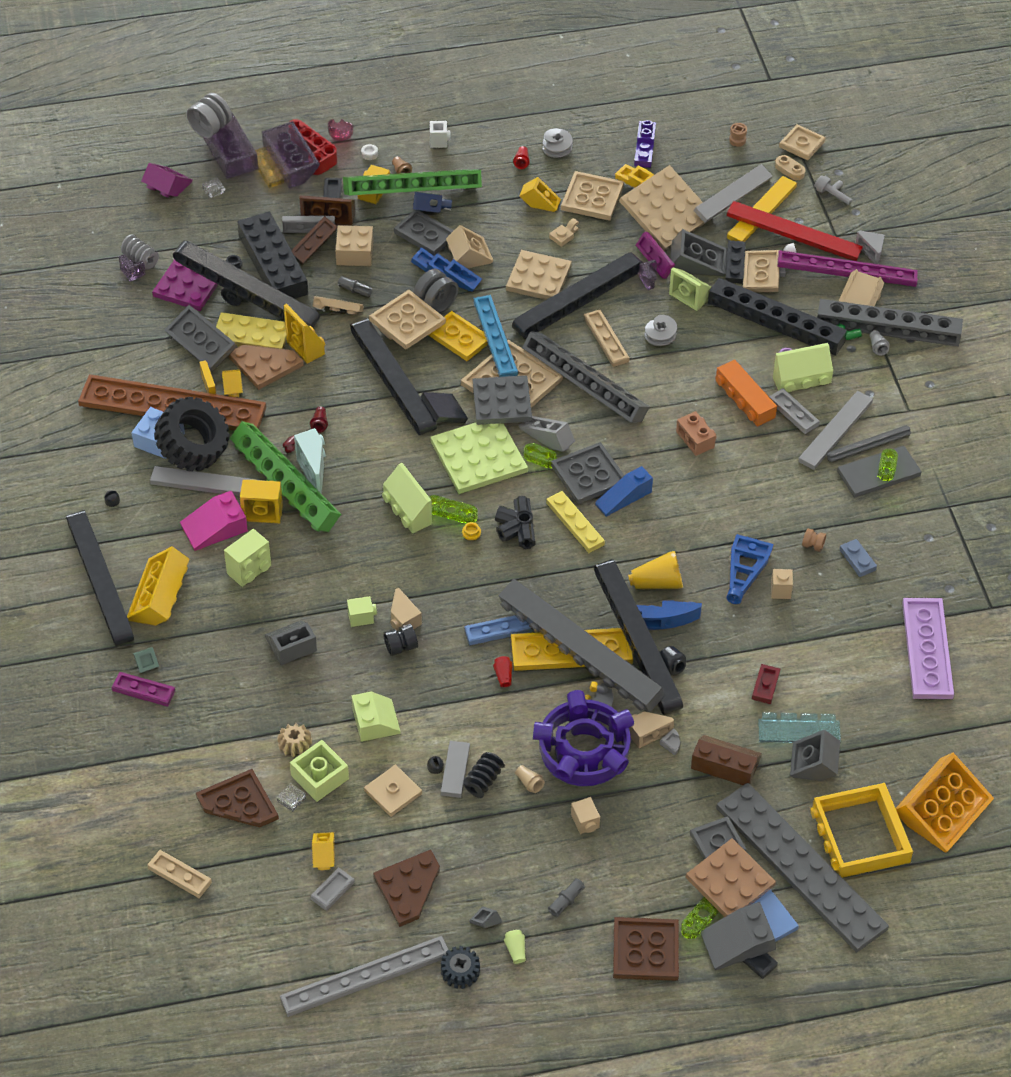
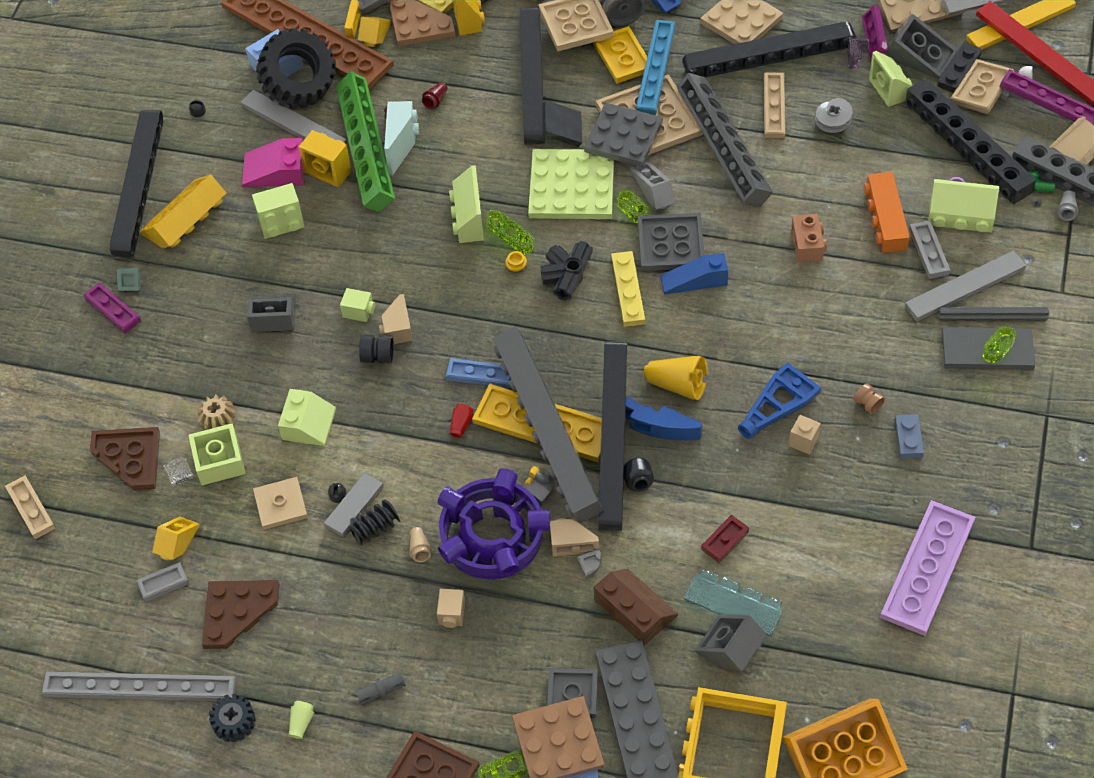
camera: 30 degrees right, 5 degrees up
(485, 917) = (289, 676): dark grey slope -> none

